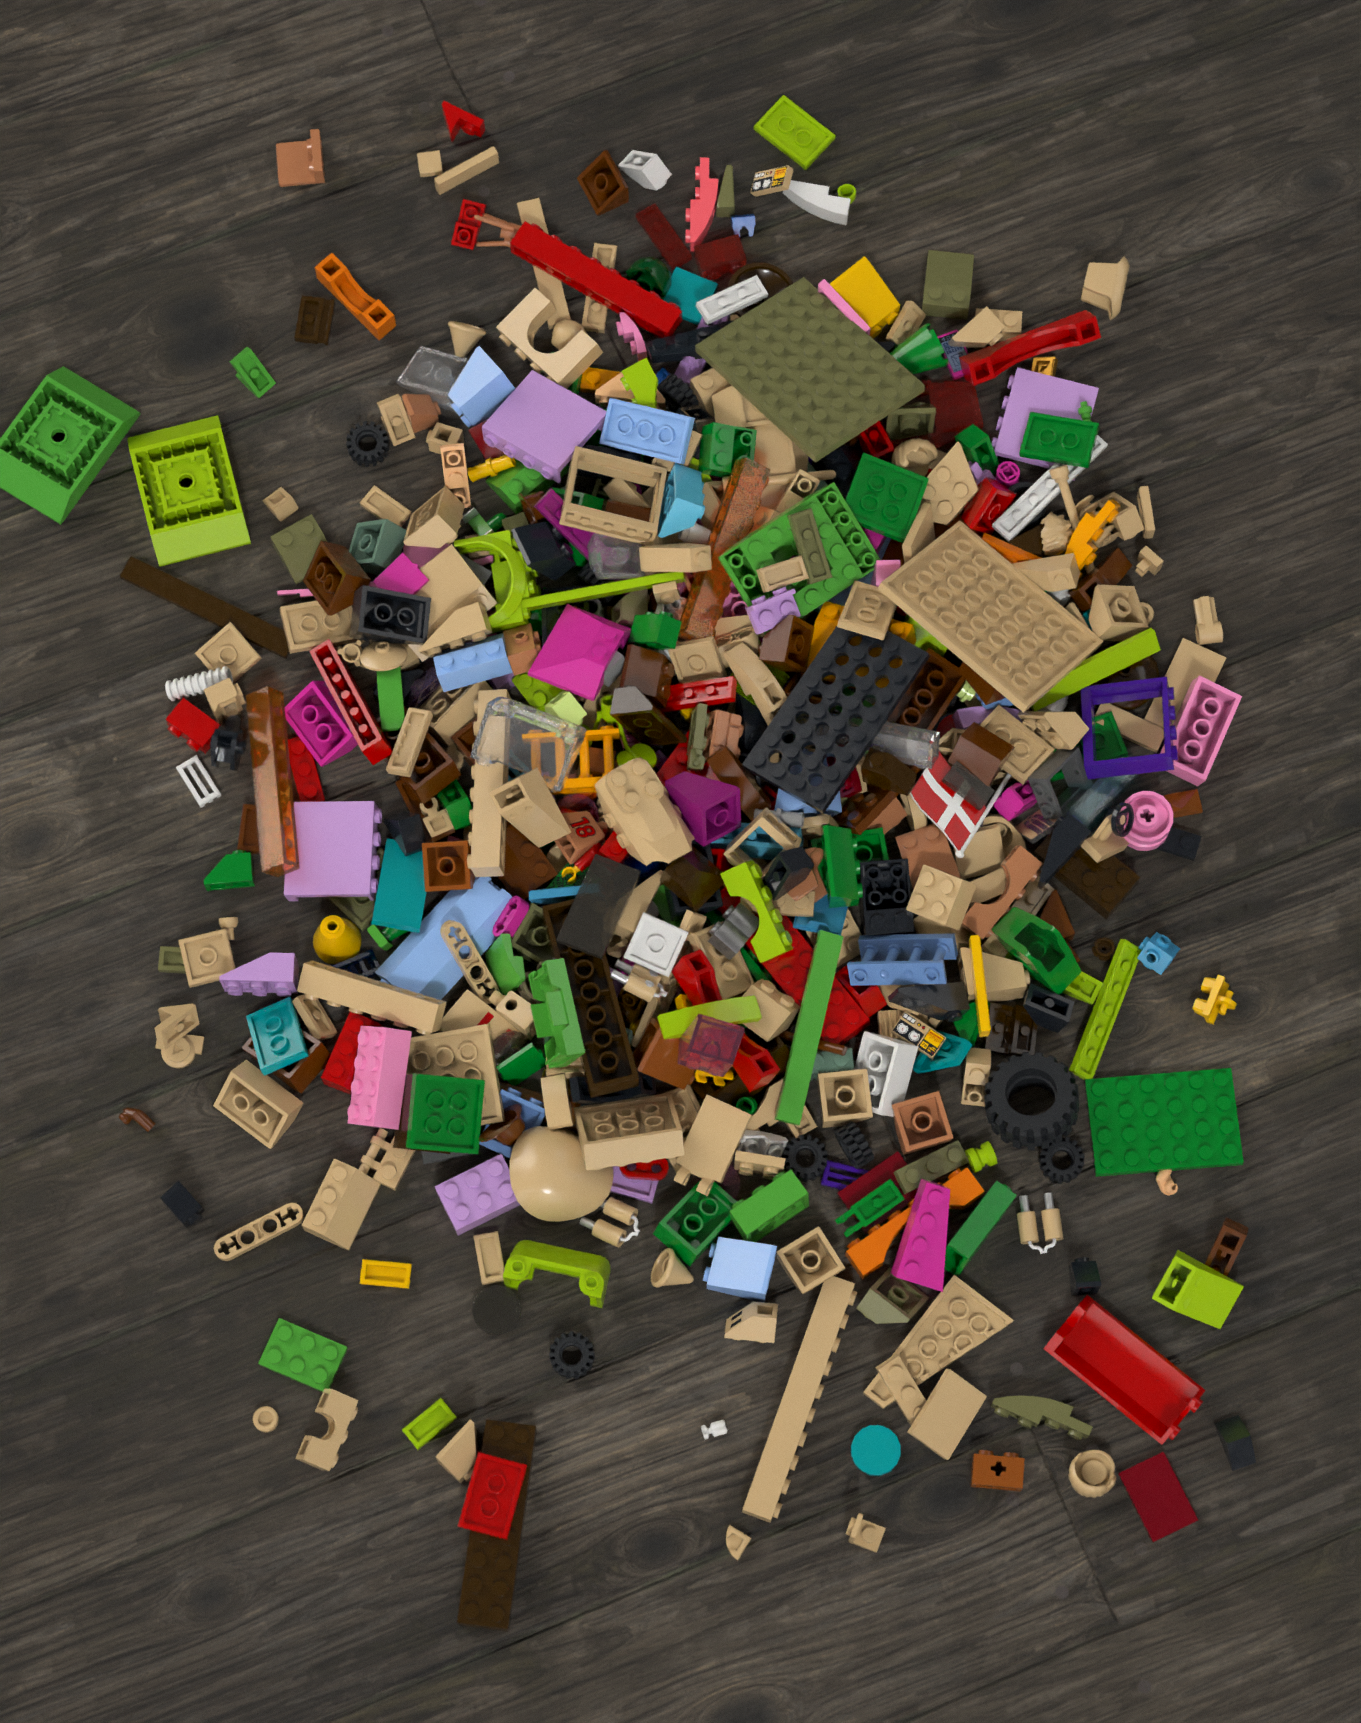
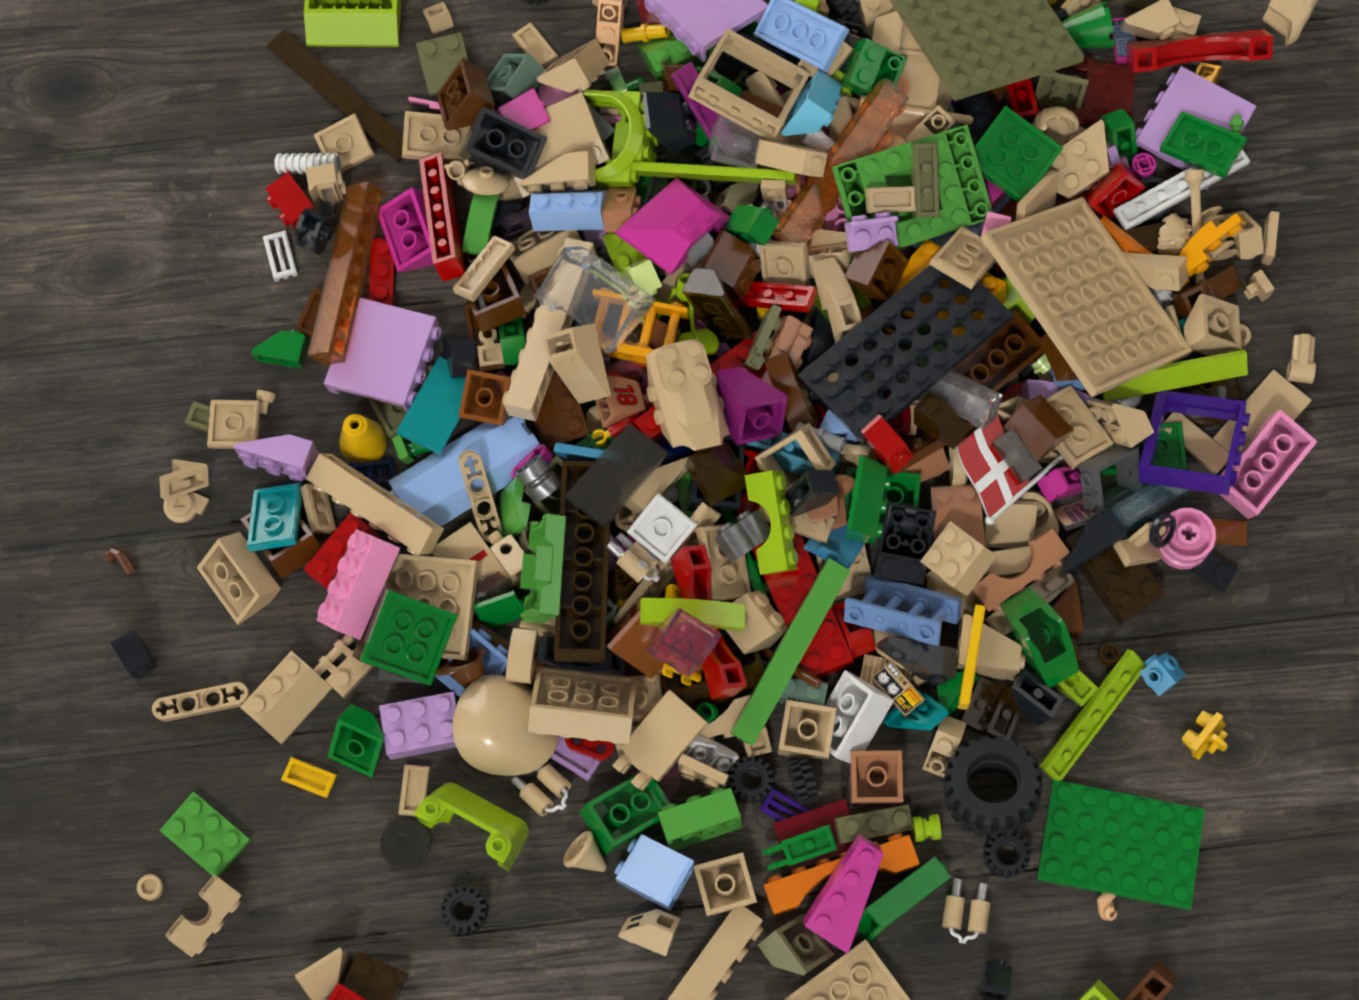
camera: 20 degrees right, 0 degrees up
(423, 1226) = (357, 741): none -> green slope
(429, 1424) = (305, 938): lime tile -> none
(526, 932) = (539, 480): none -> flat silver wheel
(845, 808) = (887, 444): none -> red slope

